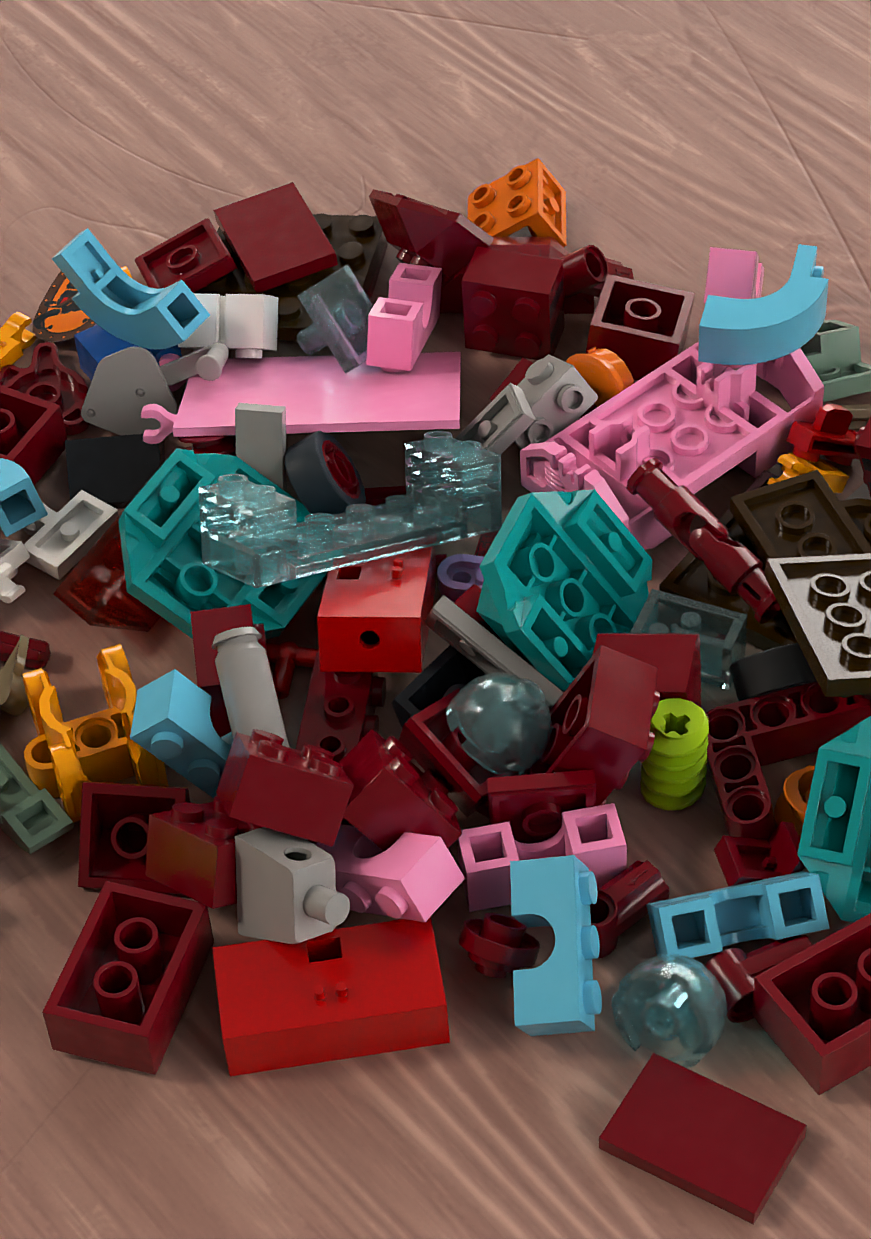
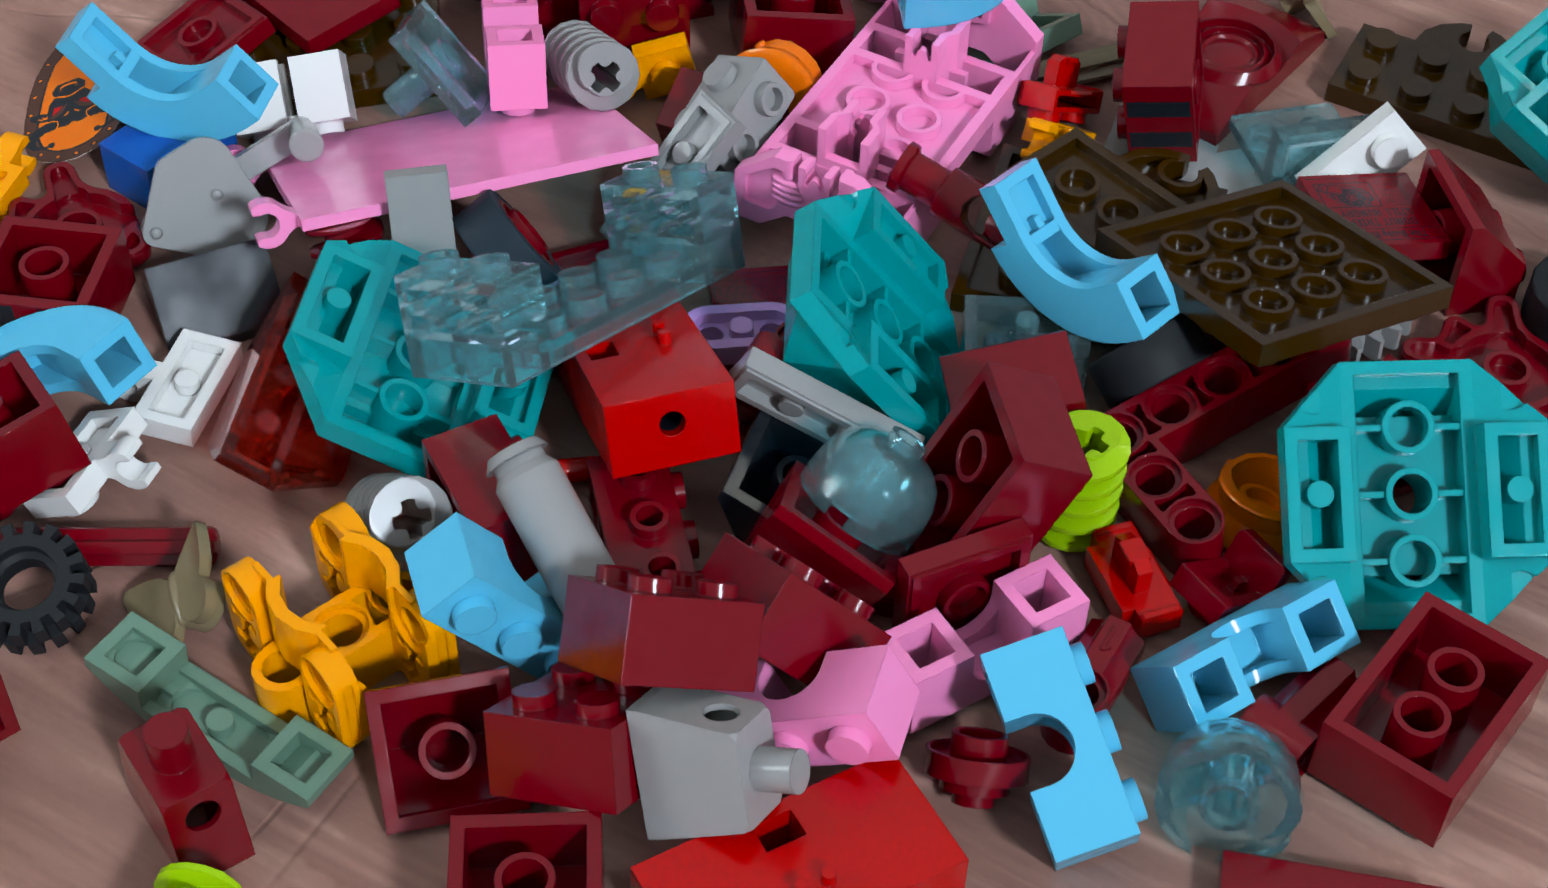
camera: 25 degrees left, 0 degrees up
(168, 641) = (383, 496): none -> light grey piece
(453, 342) = (590, 65): none -> light grey piece
(508, 350) = (660, 63): none -> light orange plate
(688, 840) = (1131, 580): none -> red piece
(726, 589) = (1064, 275): none -> medium azure arch

